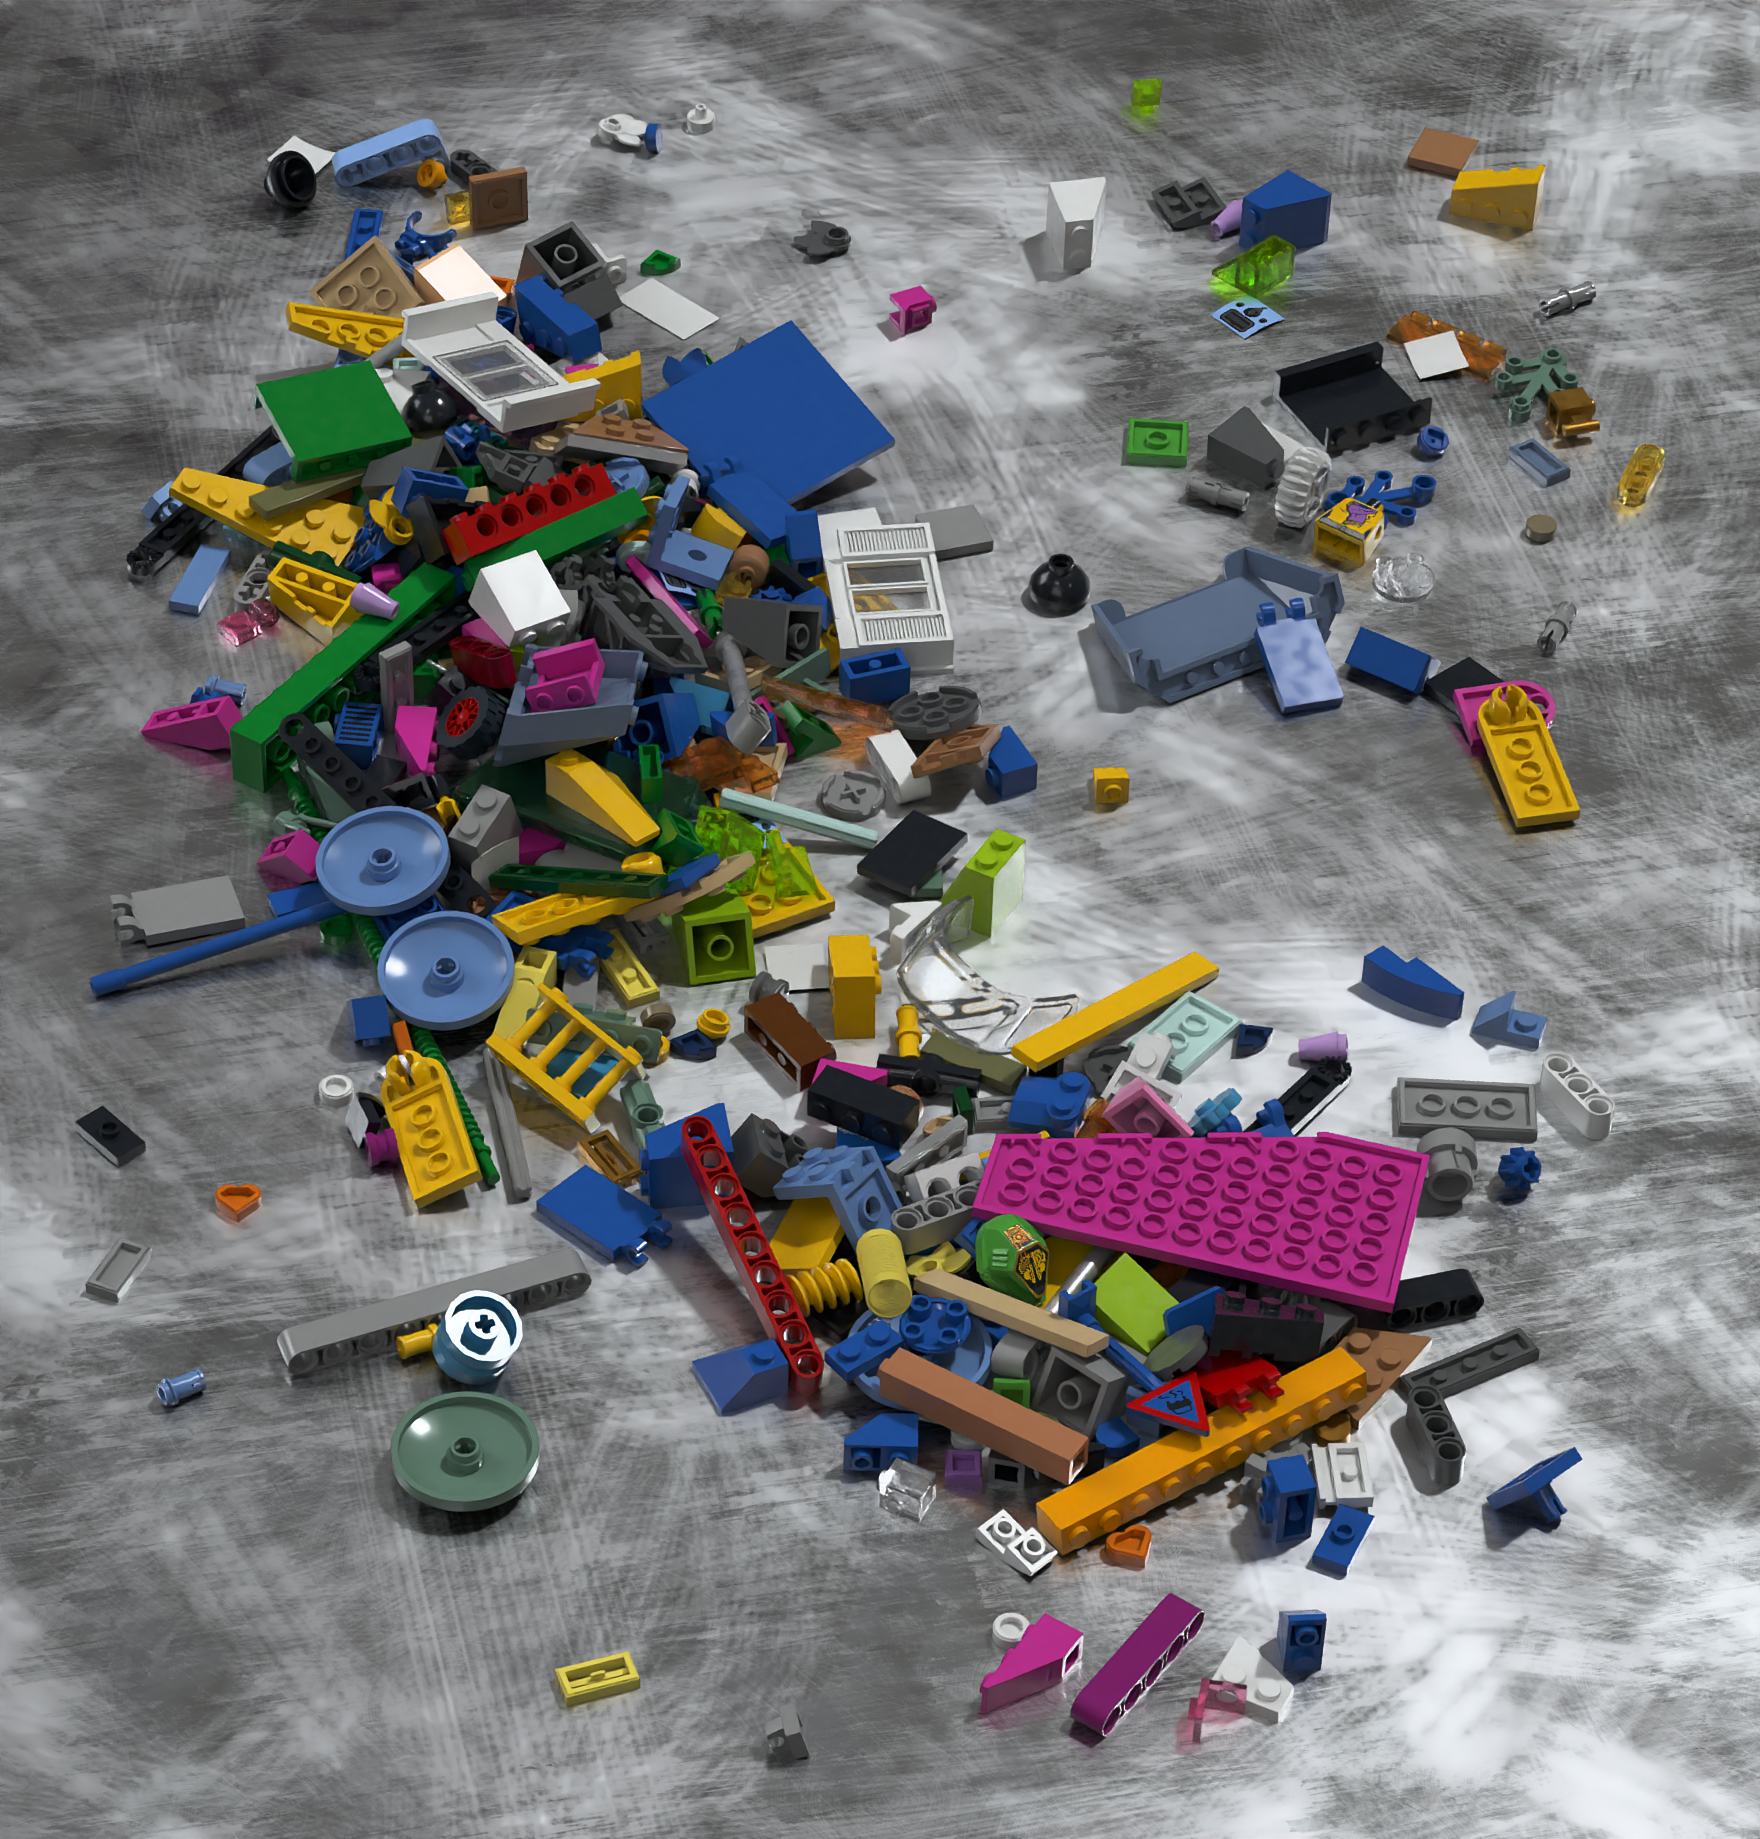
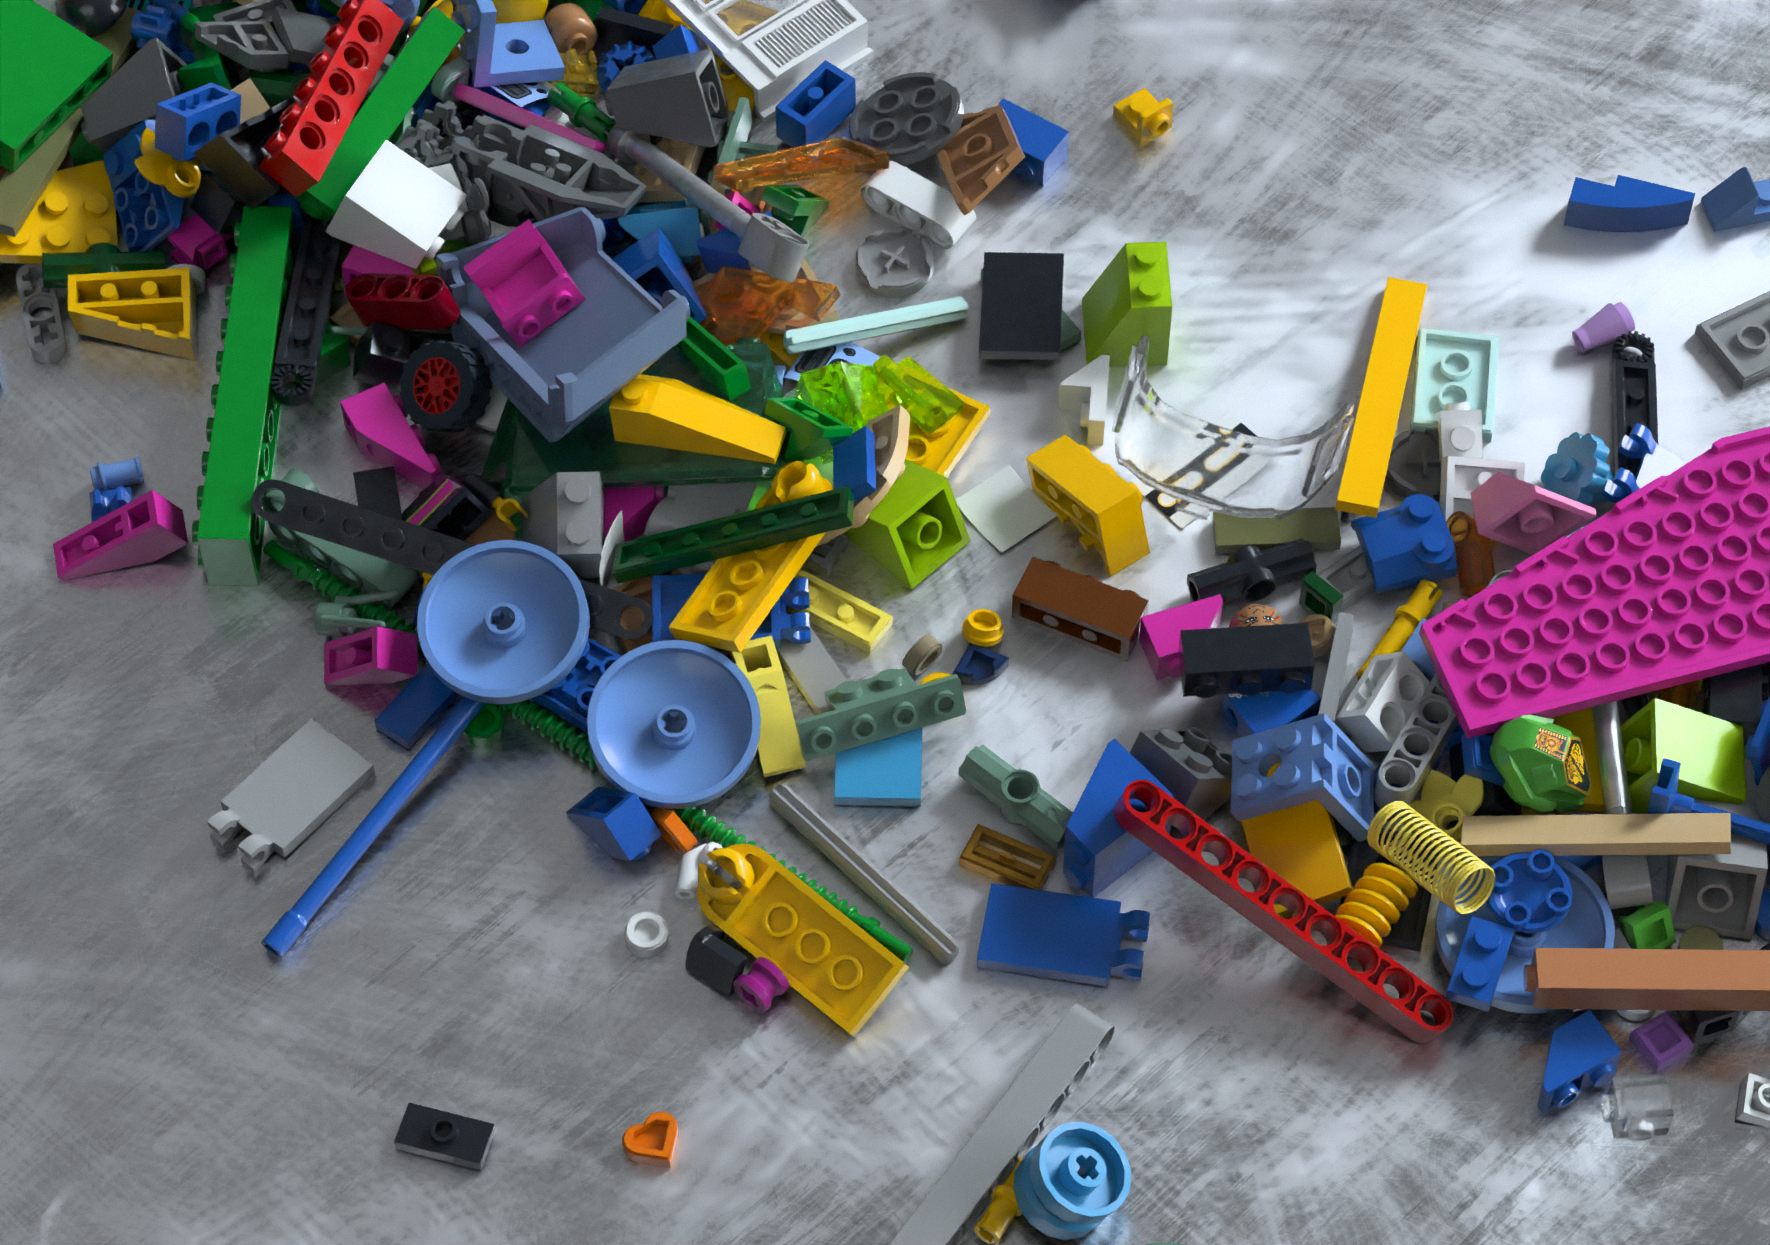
camera: 30 degrees left, 15 degrees up
(243, 627) = (69, 381): clear pink plate -> none
(359, 731) = (313, 449): blue brick -> none
(372, 601) = (237, 290): lavender cone -> none
(396, 681) = (329, 380): light grey tile -> none
(558, 1089) = (856, 795): yellow fence -> none
(744, 1375) = (1357, 1053): blue slope -> none
(765, 985) = (1009, 556): flat silver wheel -> none
(908, 1035) = (1190, 534): yellow pin -> none
(1253, 1039) = (1520, 353): dark blue tile -> none

